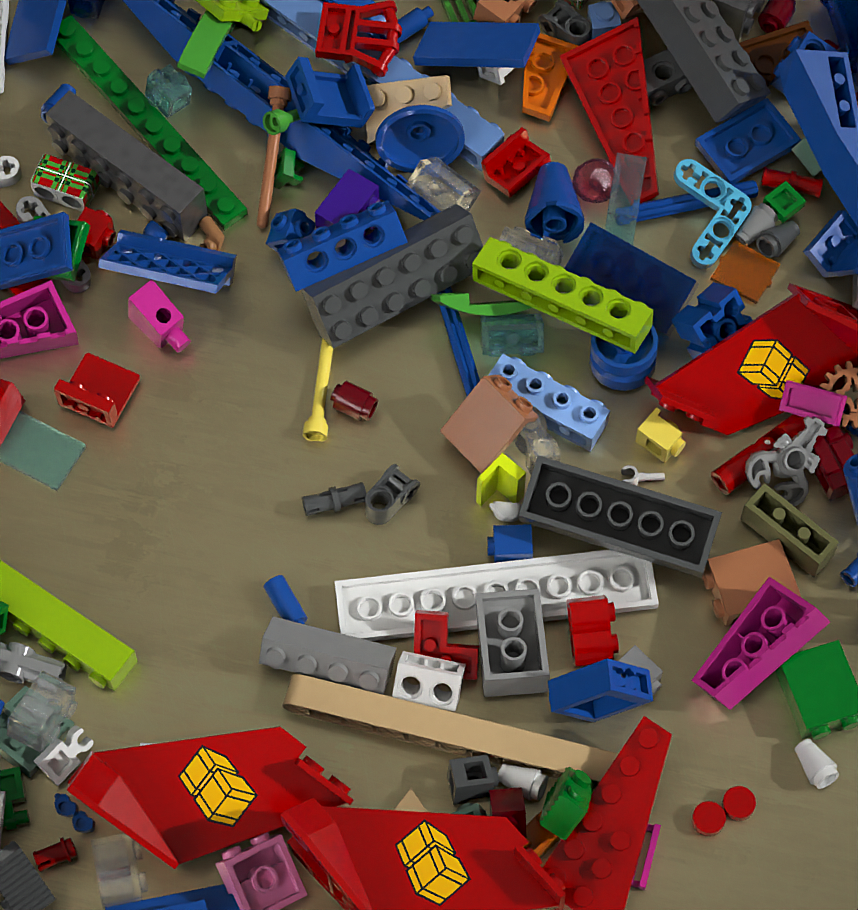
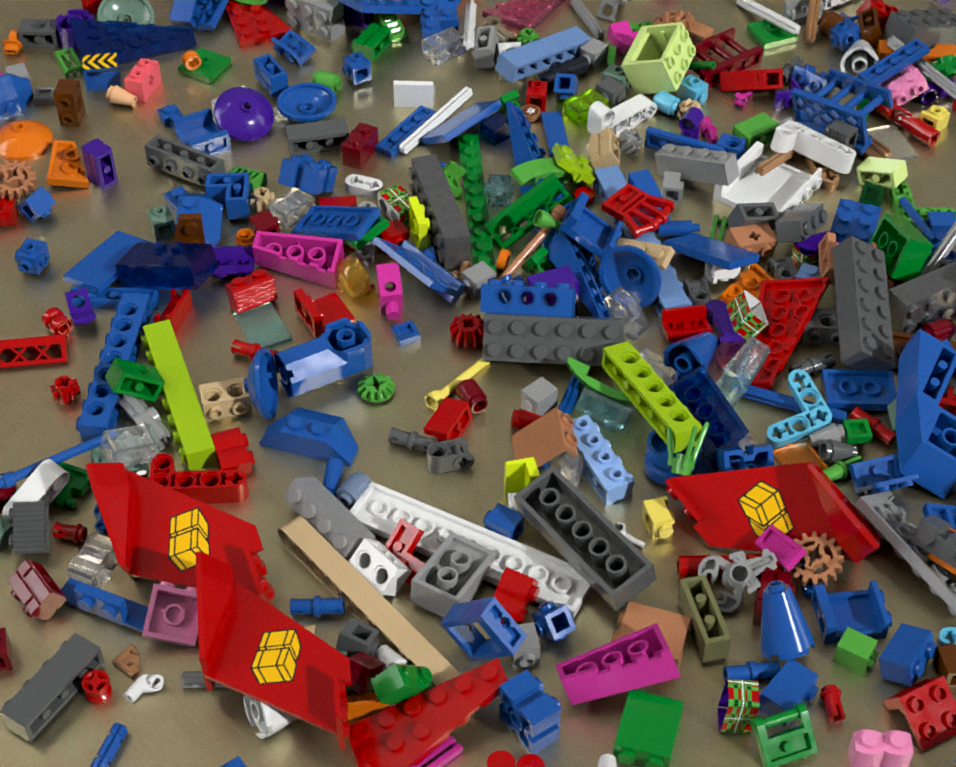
camera: 35 degrees right, 20 degrees down
(62, 492) = (247, 350): none -> red pin
(77, 573) = (224, 399): none -> tan brick
(91, 94) = (453, 173): none -> bright green bracket
(98, 322) = (353, 278): none -> clear yellow cylinder
(117, 202) = (419, 224): none -> neon yellow plate
(121, 539) = (263, 383): none -> blue dish
(144, 702) = (204, 486): none -> red beam
(153, 643) = (232, 450): none -> red brick
(160, 458) = (333, 356): none -> blue brick
(210, 358) = (405, 333): none -> blue tile
(217, 562) = (312, 436): none -> blue wedge
(227, 105) = (524, 209): none -> green fence
(236, 466) = (369, 392): none -> bright green gear
(241, 235) = (475, 276): none -> light grey brick
(246, 189) = (503, 259): none -> orange tile
(267, 38) = (590, 192): none -> red tile
(280, 305) = (467, 331): none -> red gear
(321, 603) = (352, 489): none -> sand blue brick
(355, 452) = (449, 420): none -> red hinge
(395, 766) = (317, 606): none -> blue pin
(428, 359) = (539, 397): none -> light grey brick
(436, 397) = (522, 418): none -> red cone
(497, 108) = (697, 291): none -> dark grey piece
(555, 139) = (719, 318): none -> dark purple leg
(579, 117) = (743, 318): none -> piece
(649, 629) = (553, 621): none -> blue brick
(656, 361) = (684, 463): none -> bright green plant
(678, 138) = (813, 365): none -> dark grey pin
(705, 748) = (530, 711): none -> blue brick
(794, 260) = (841, 469): none -> bright green axle

